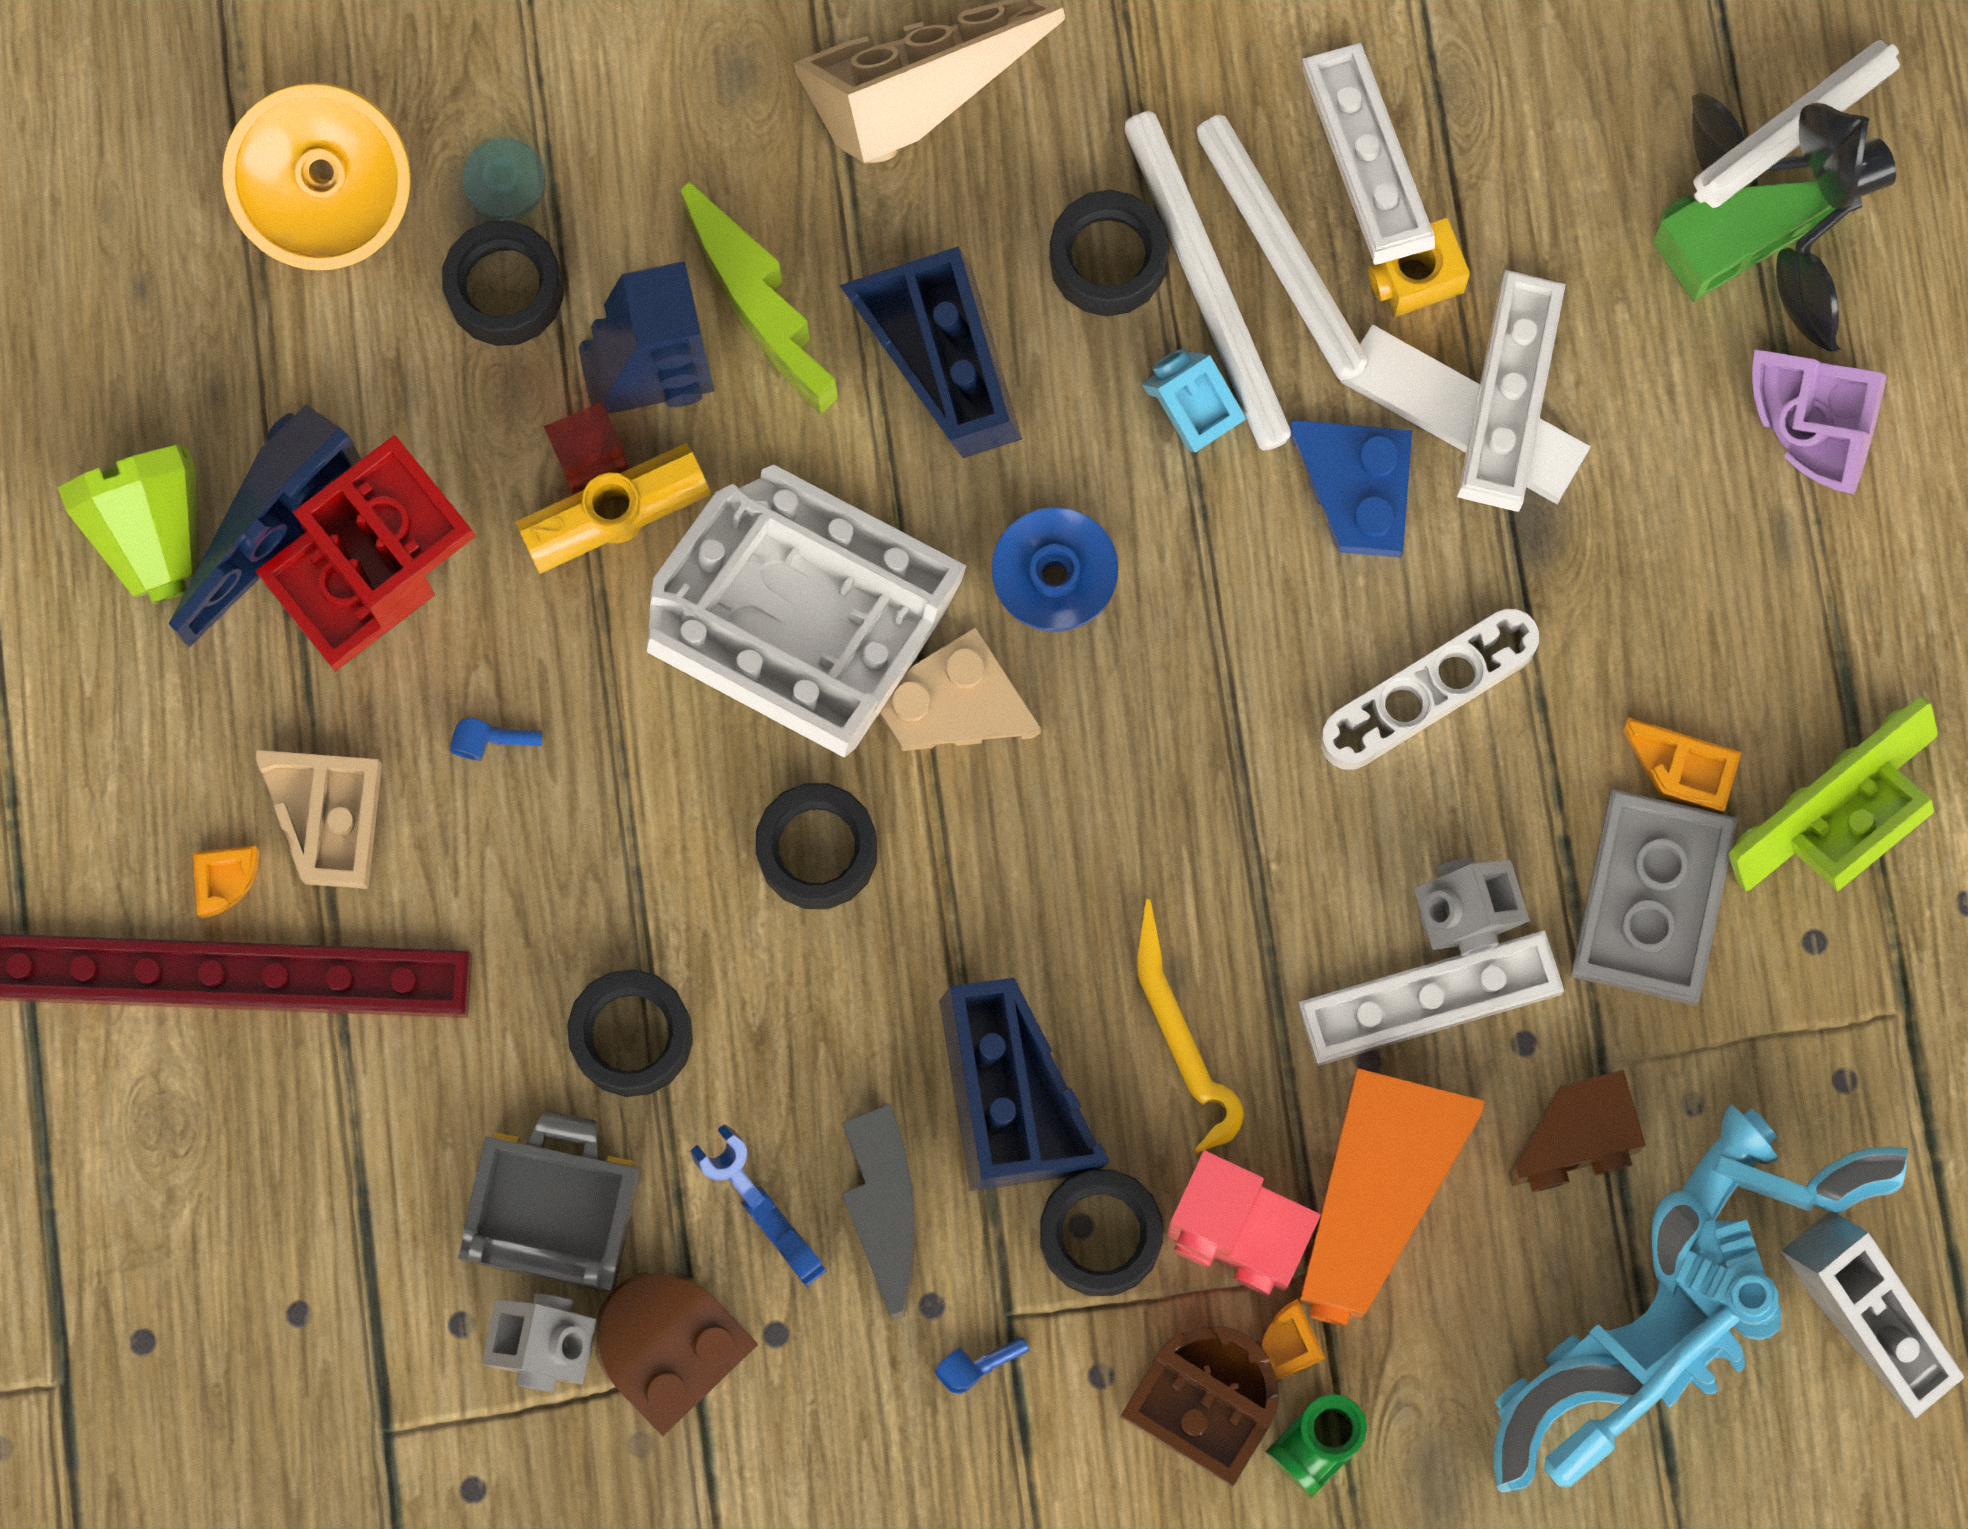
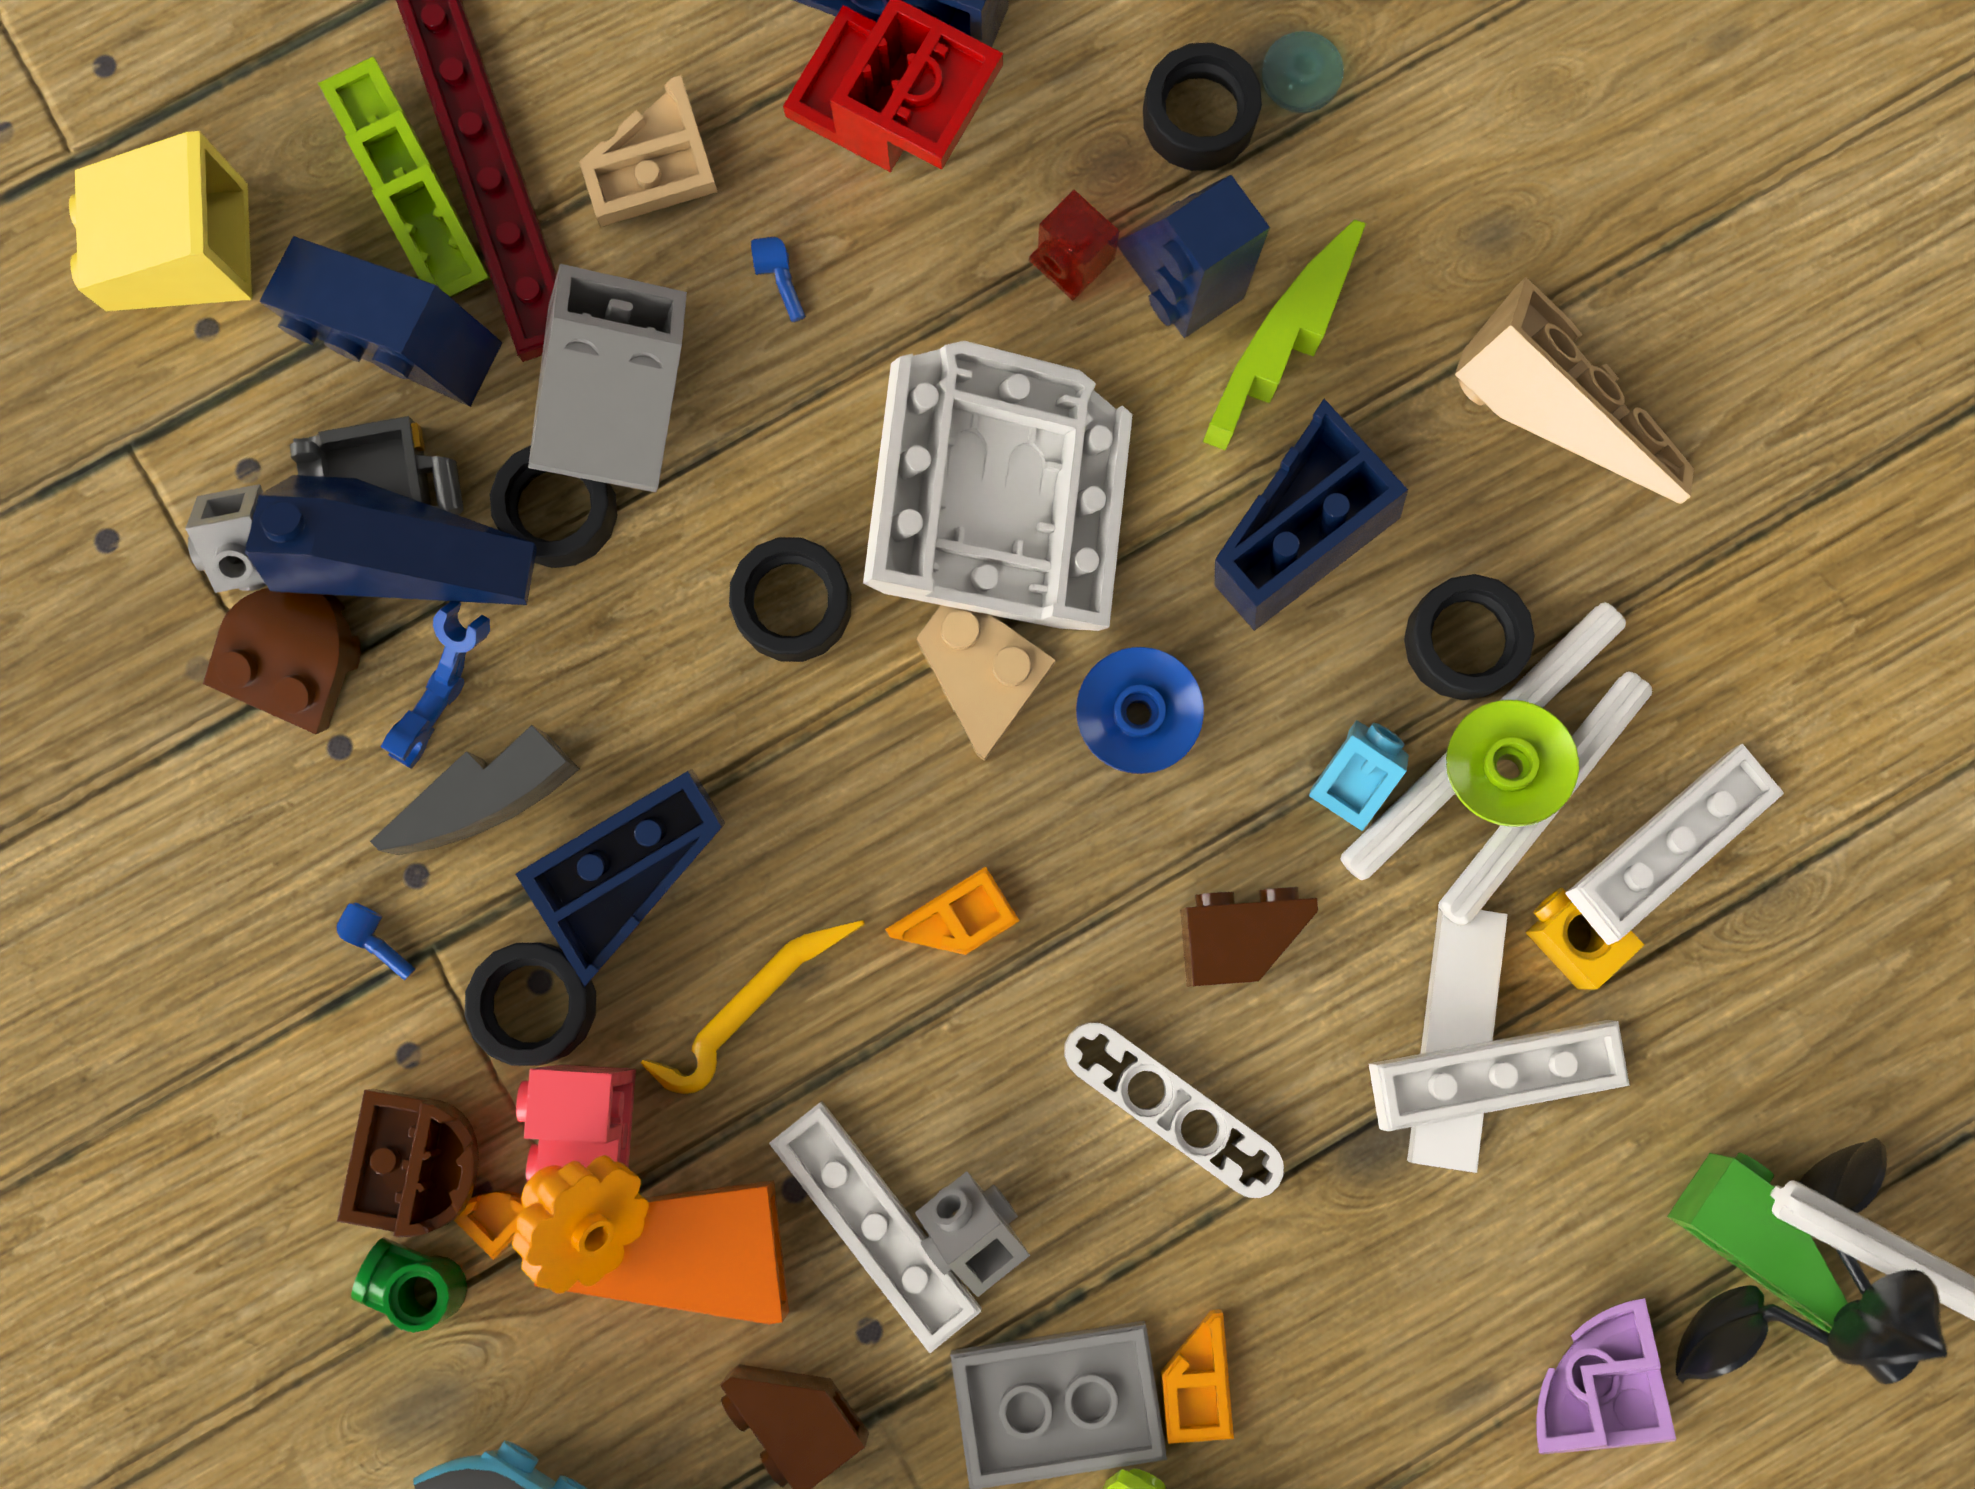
camera: 65 degrees right, 5 degrees up
(190, 1310) = (162, 227): none -> light yellow slope
(223, 878) = (562, 101): light orange tile -> none
(241, 1058) = (403, 178): none -> lime slope
(374, 1129) = (382, 318): none -> dark blue wedge
(537, 925) = (607, 378): none -> light grey slope
(605, 1204) = (378, 543): none -> dark blue wedge
(650, 488) = (1005, 263): yellow piece -> none
(1178, 811) = (959, 917): none -> light orange tile
(1235, 234) = (1528, 738): none -> lime dish
(1302, 566) = (1240, 940): none -> reddish brown slope
(1322, 1233) = (578, 1222): none -> light orange plant
(1359, 482) = (1346, 962): blue wing -> none

